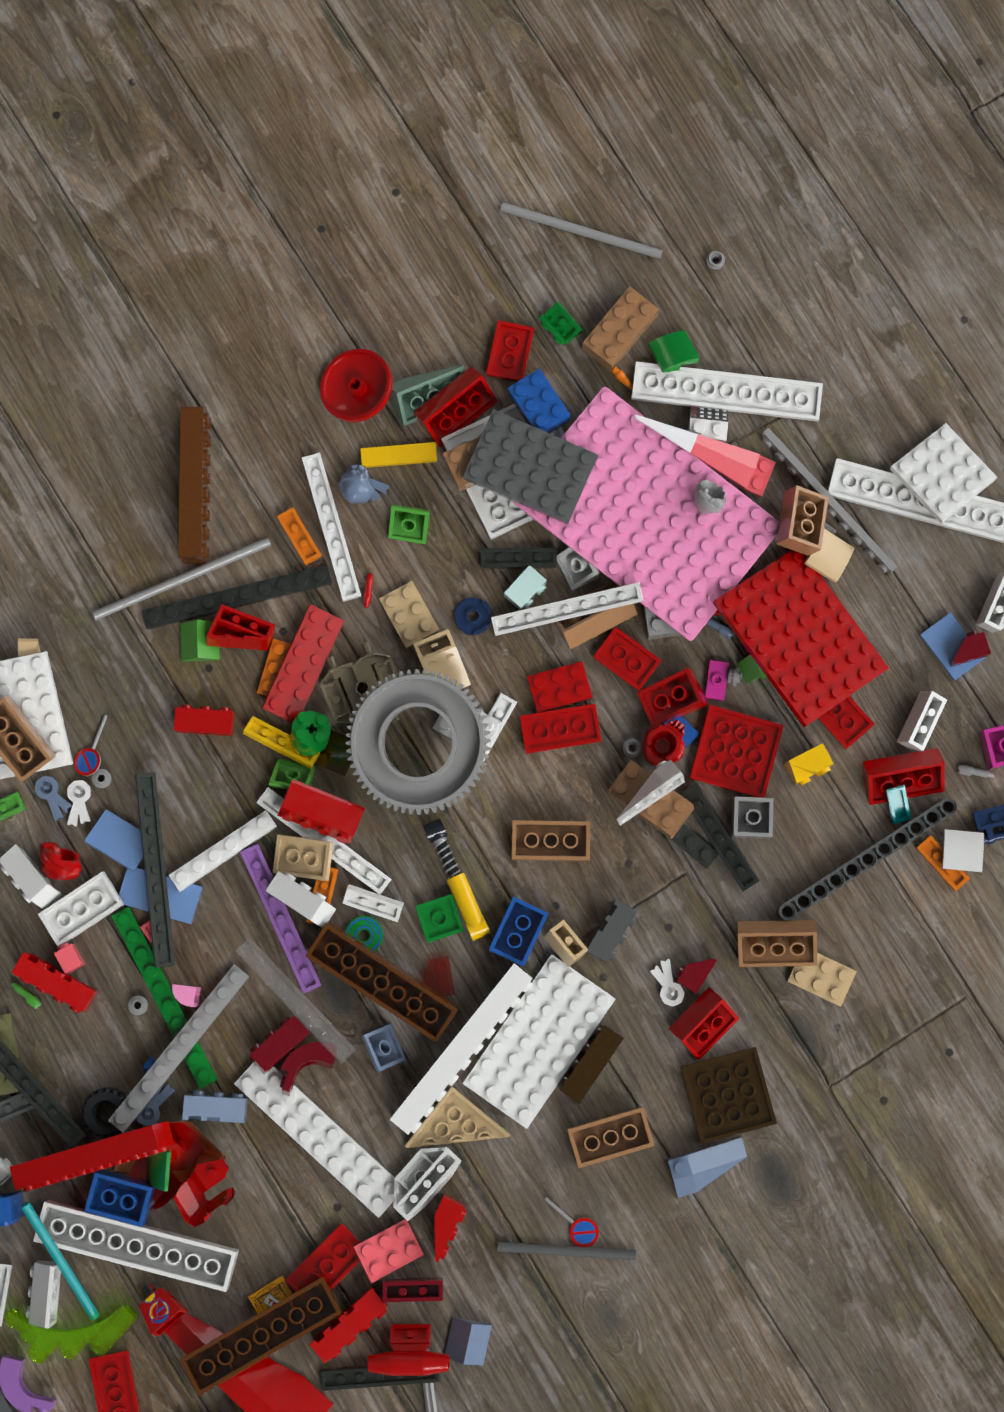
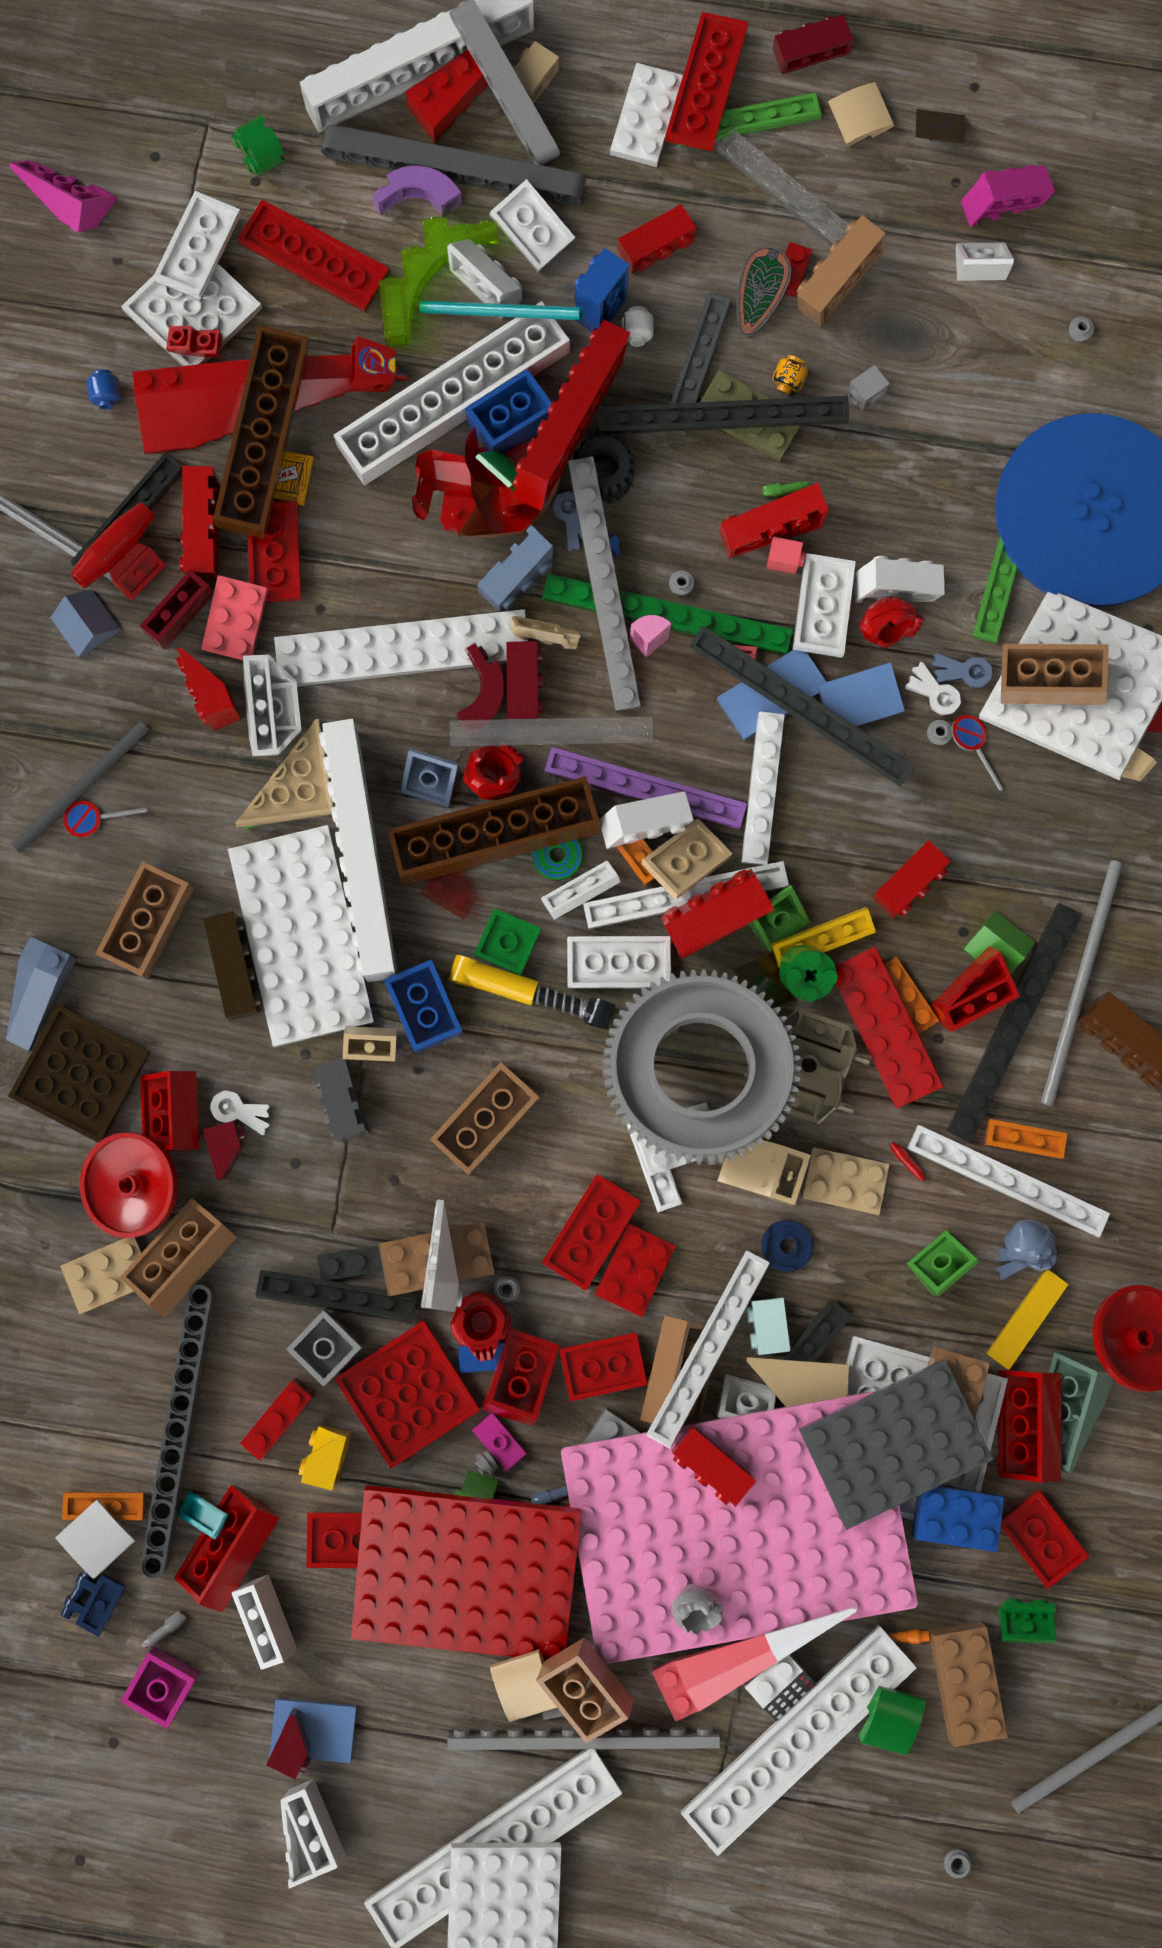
camera: 130 degrees right, 0 degrees up
(238, 1059) = (543, 631): none -> tan hinge
(348, 1013) = (493, 771): none -> red helmet
(396, 845) = (617, 961): none -> white plate
(539, 544) = (802, 1381): none -> tan tile
(628, 552) = (712, 1466): none -> red brick
(763, 1007) = (128, 1184): none -> red dish
(813, 809) = (277, 1419): none -> red brick

